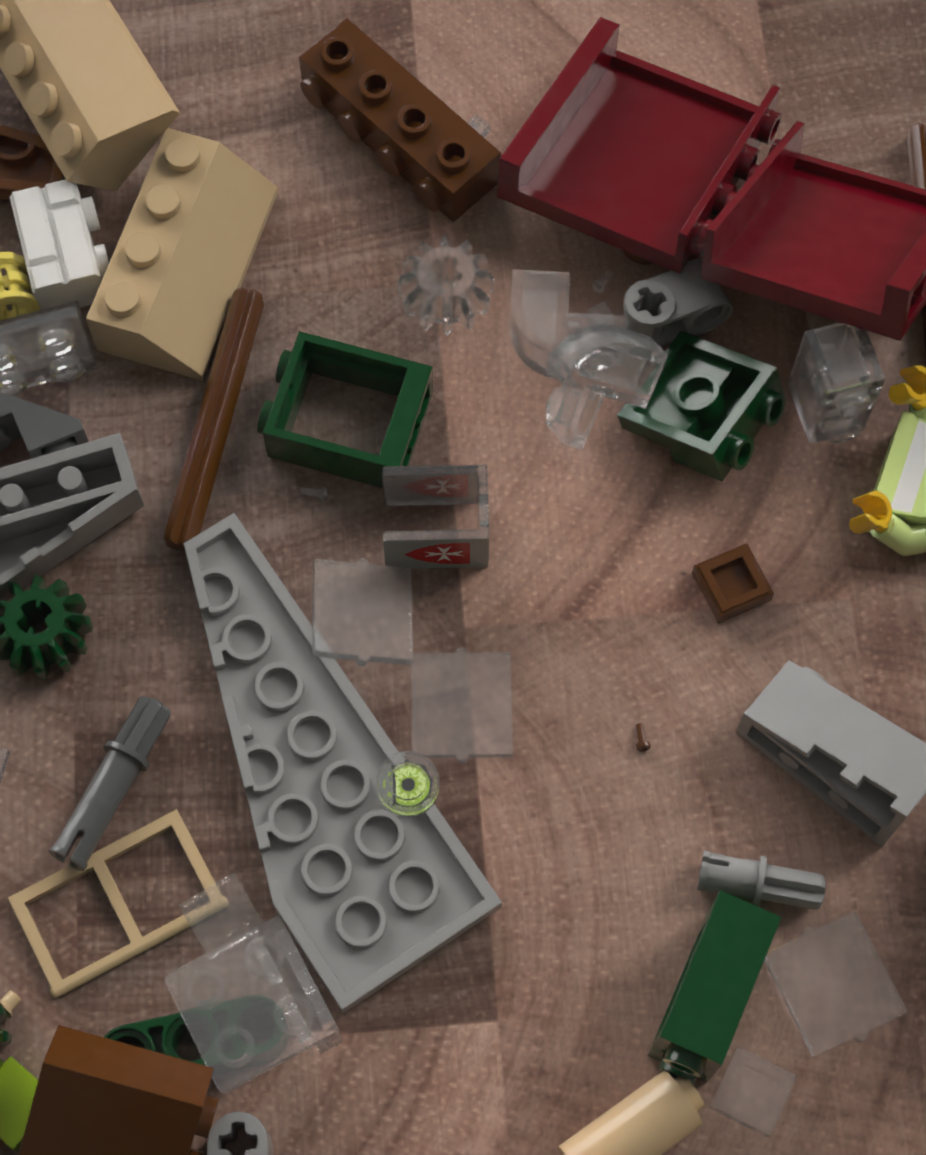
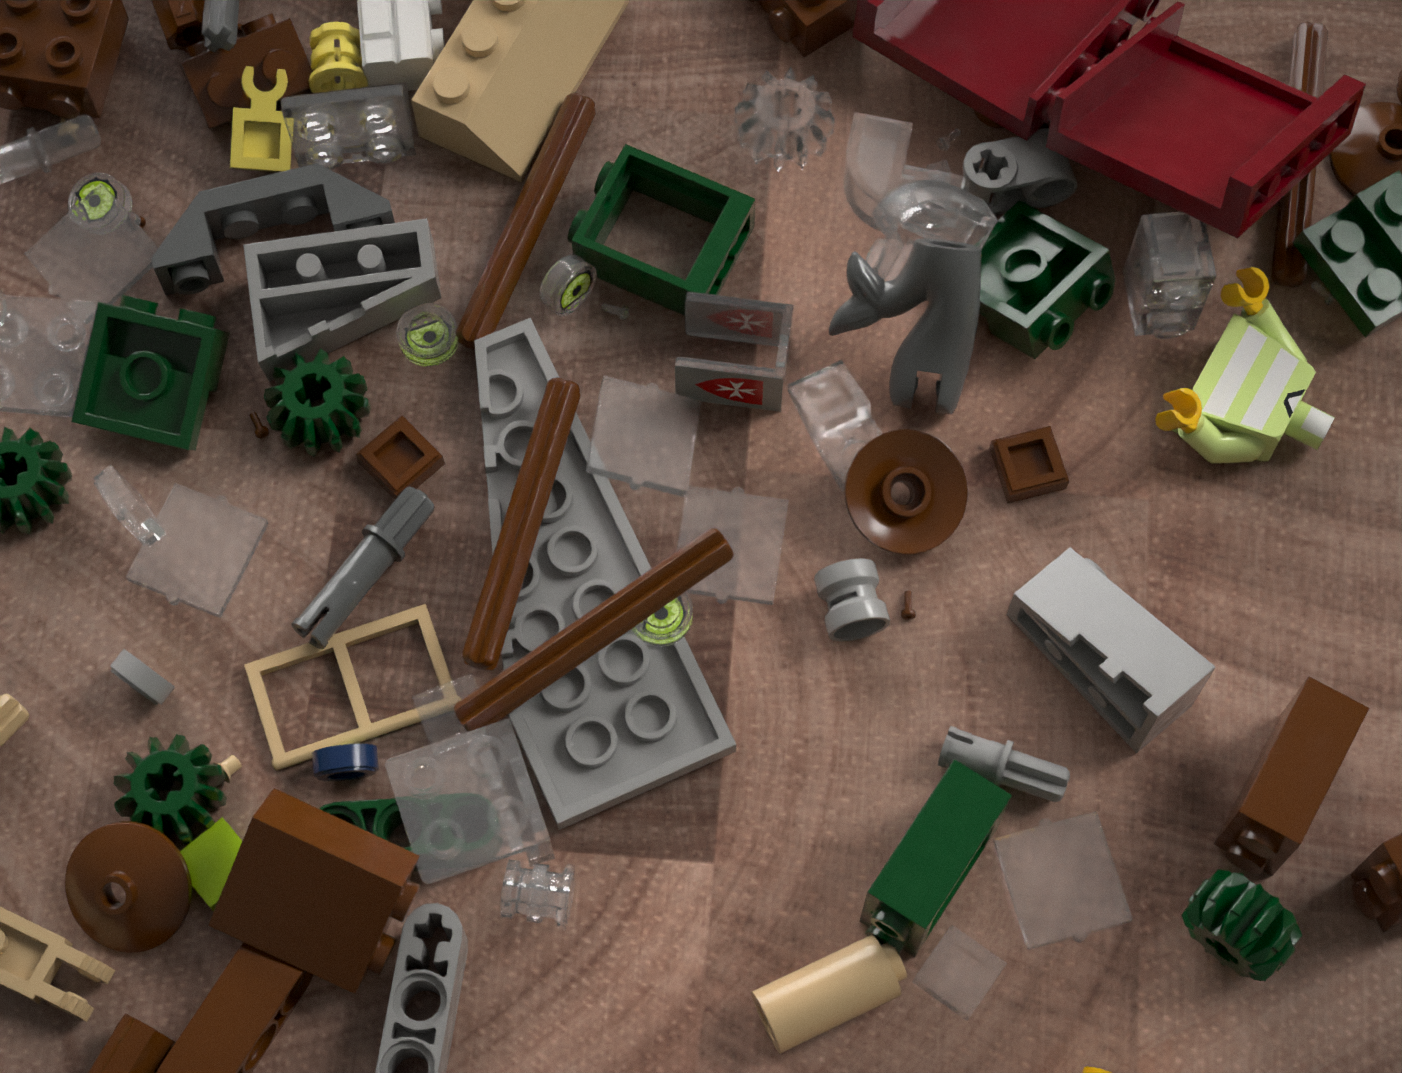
camera: 10 degrees right, 0 degrees up
(123, 981) = (345, 762): none -> dark blue tile
(129, 668) = (400, 458): none -> reddish brown tile
(136, 543) = (427, 334): none -> clear tile
(259, 720) = (521, 525): none -> reddish brown axle
(264, 475) = (567, 285): none -> clear tile
(333, 1081) = (538, 893): none -> clear bush
(346, 815) = (594, 630): none -> reddish brown axle
(551, 576) = (834, 416): none -> clear slope
(588, 741) = (851, 599): none -> light grey wheel
(635, 471) = (944, 335): none -> dark grey piece
(649, 622) = (935, 488): none -> reddish brown dish

